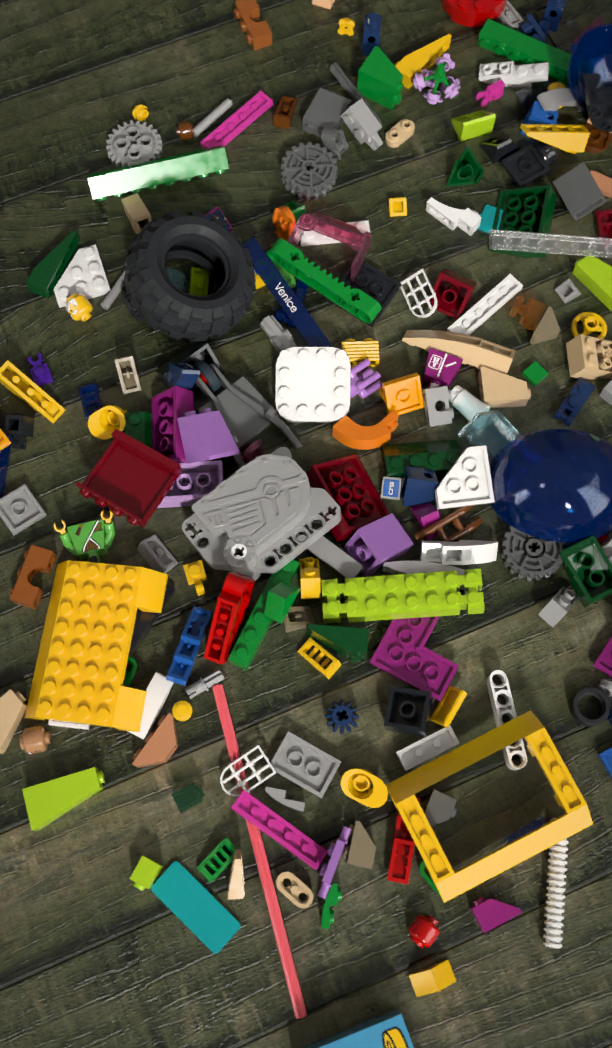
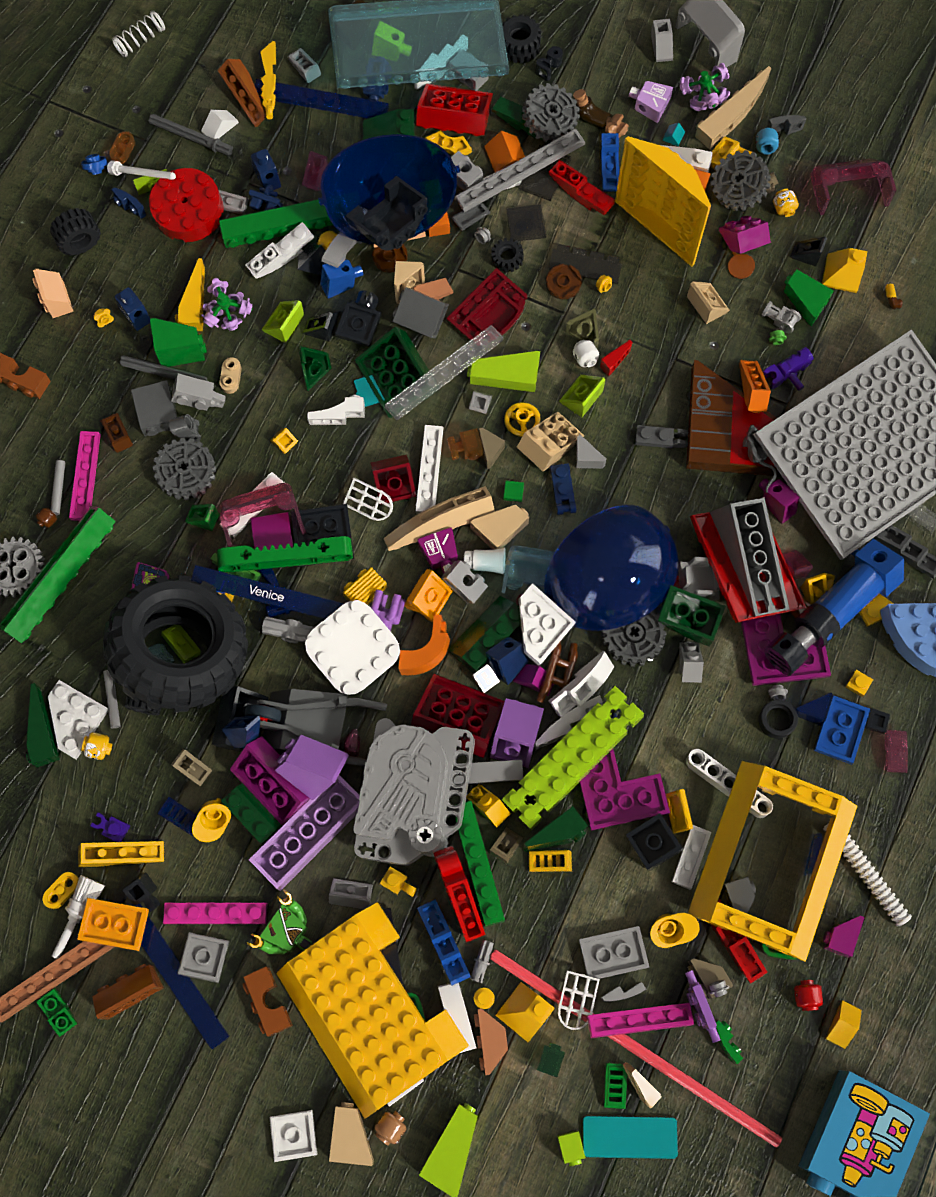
camera: 40 degrees left, 0 degrees up
(55, 488) = (215, 913): none -> dark pink plate
(130, 479) = (279, 853): dark red panel -> none
(136, 212) = (78, 627): tan slope -> none
(202, 747) = (525, 1012): none -> yellow slope
(280, 601) = (486, 844): green slope -> none
(284, 222) = (207, 531): orange tile -> none
(293, 891) = (690, 1054): tan plate -> none
(332, 259) = (272, 530): none -> magenta slope
(339, 710) = (614, 896): dark blue gear -> none
(358, 860) = (718, 988): none -> light grey plate
(493, 92) = (278, 278): dark pink plate -> none
(565, 137) = (368, 277): yellow slope -> none
(594, 156) = (407, 275): none -> tan slope

